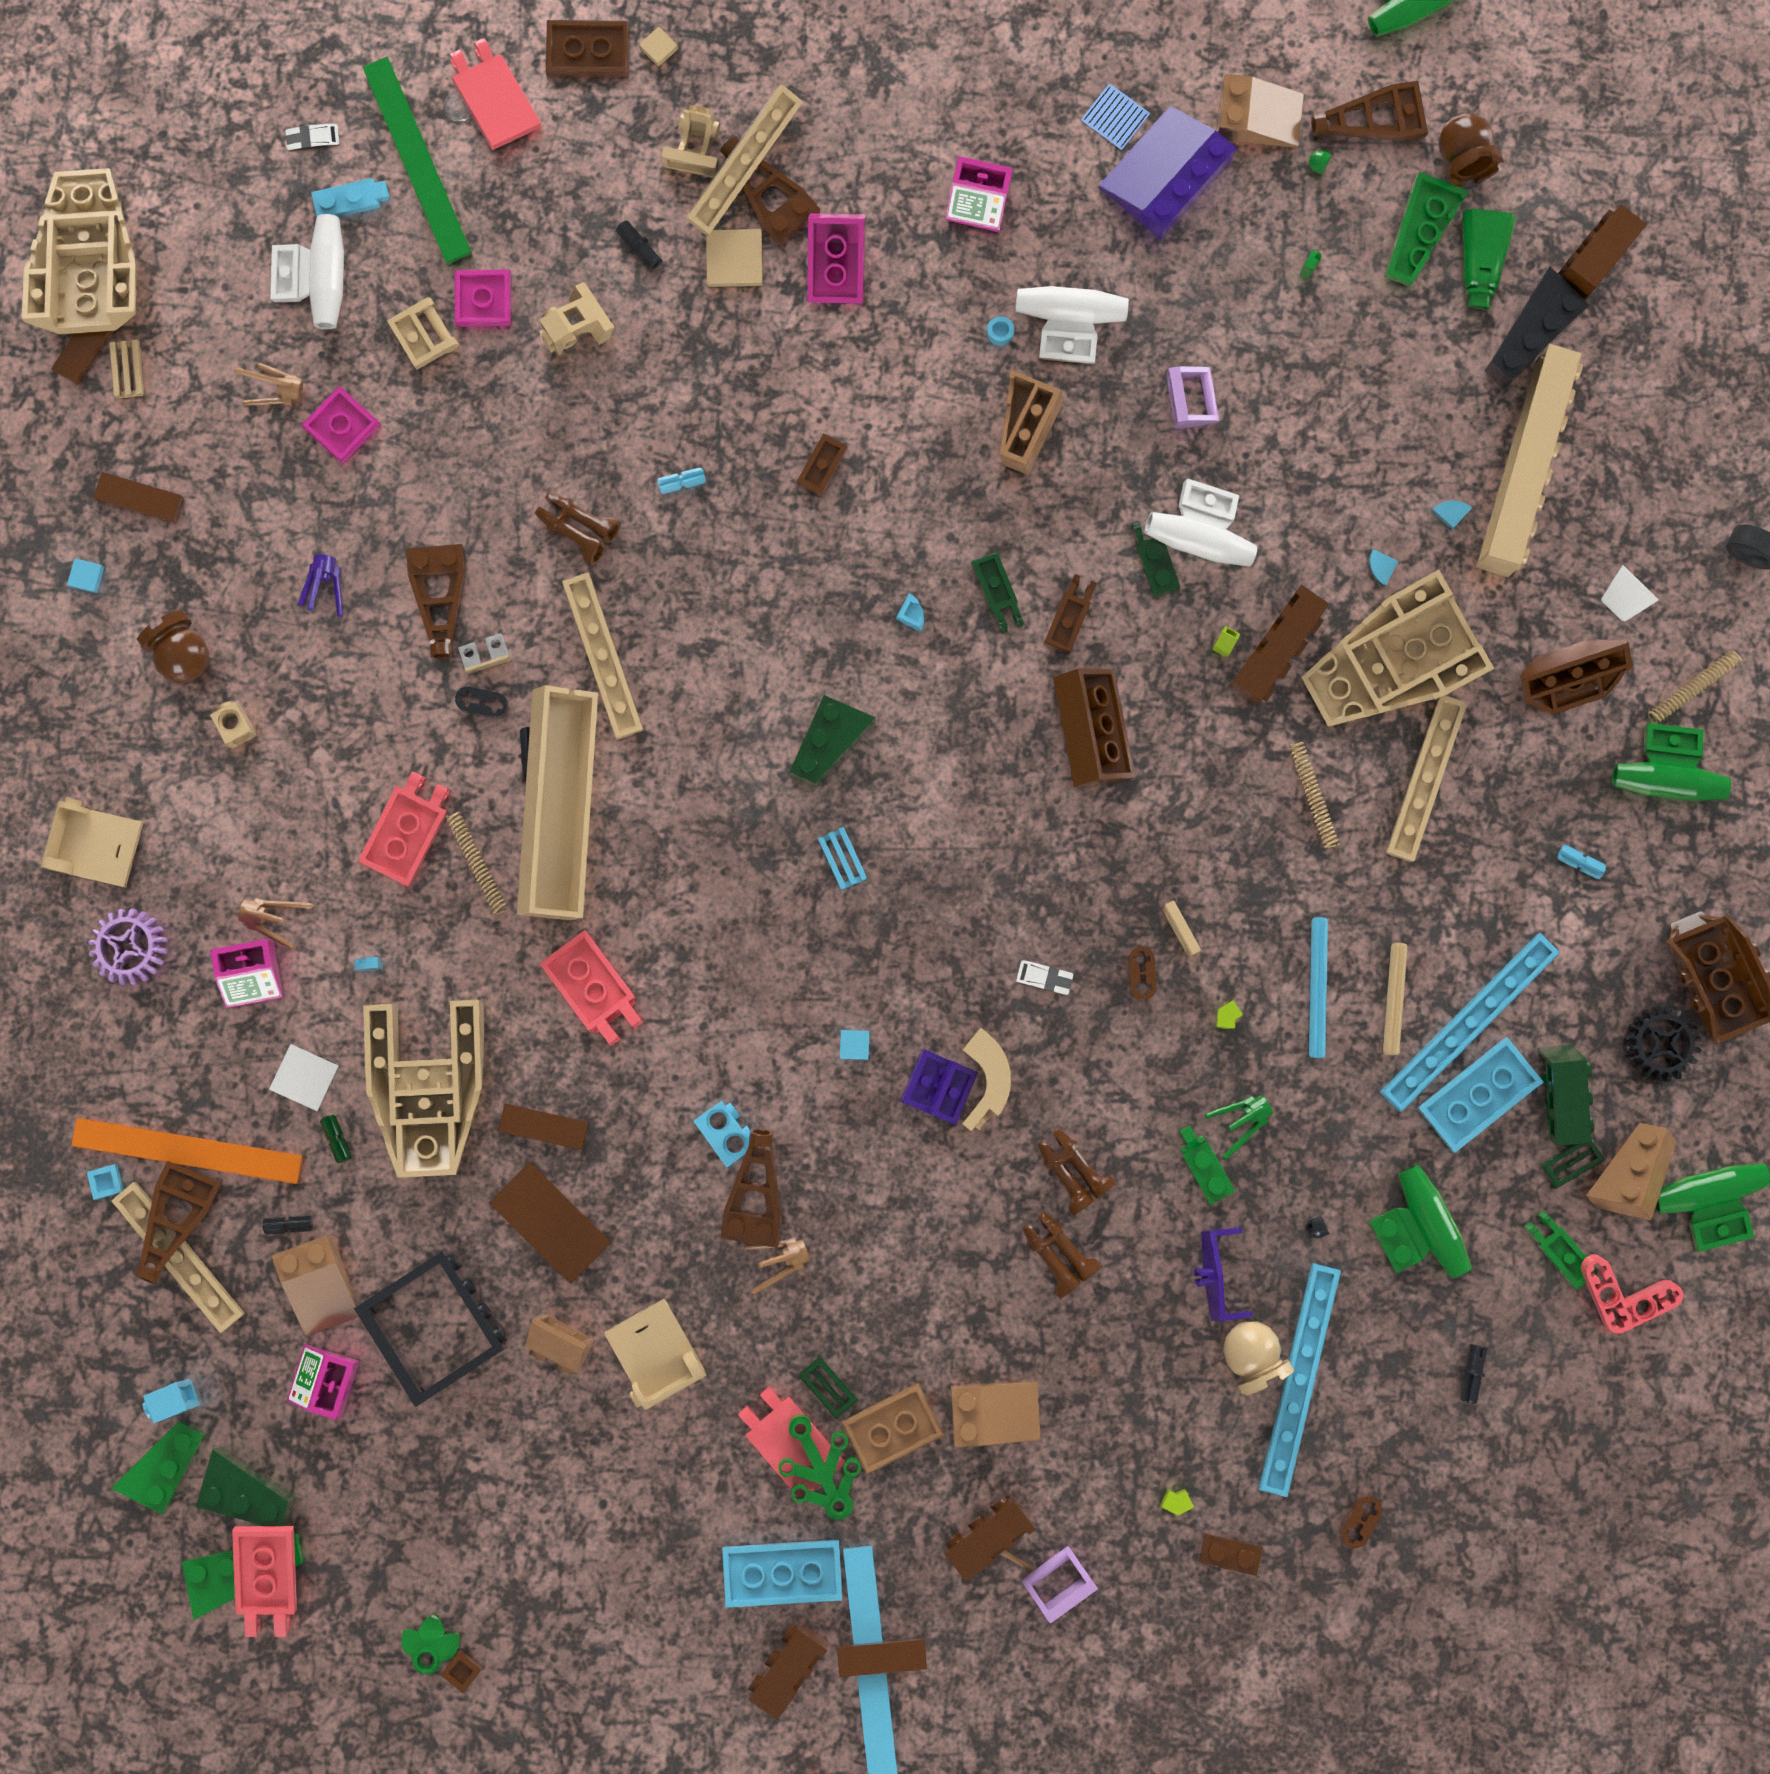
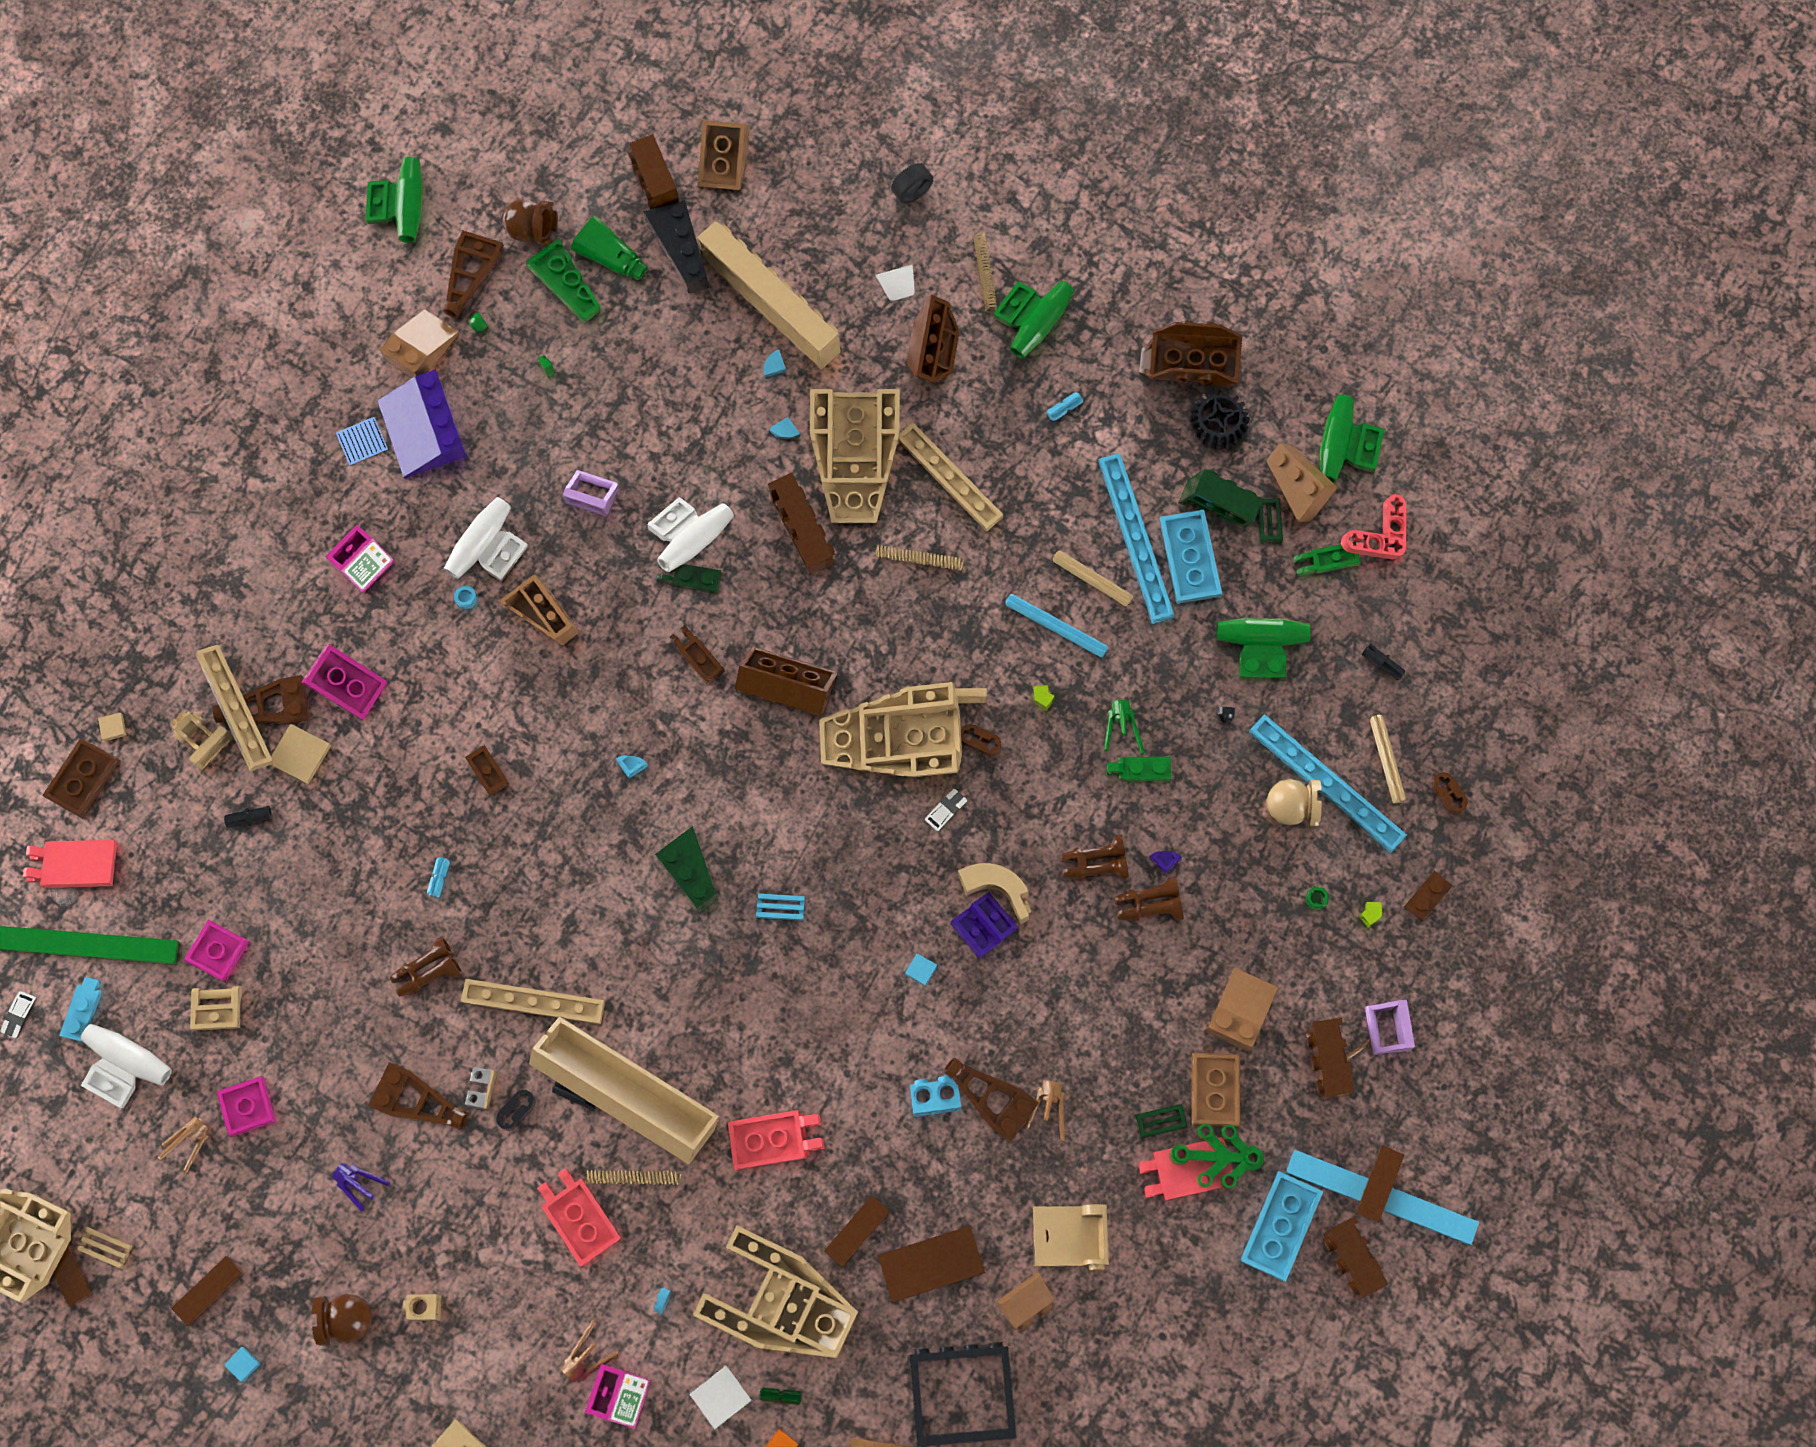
camera: 55 degrees left, 10 degrees down
(561, 334) = (276, 905): tan tile -> none
(997, 589) = (649, 696): dark green hinge -> none
(1097, 881) = (897, 735): none -> tan wedge
(1116, 1245) = (1165, 860): none -> dark purple tile
(1161, 1433) = (1317, 898): none -> green tile
(1213, 1276) = (1223, 802): dark purple piece -> none
(1226, 641) = (777, 559): lime piece -> none
(1363, 1433) = (1387, 759): none -> tan axle
(1672, 315) = (723, 154): none -> medium nougat slope

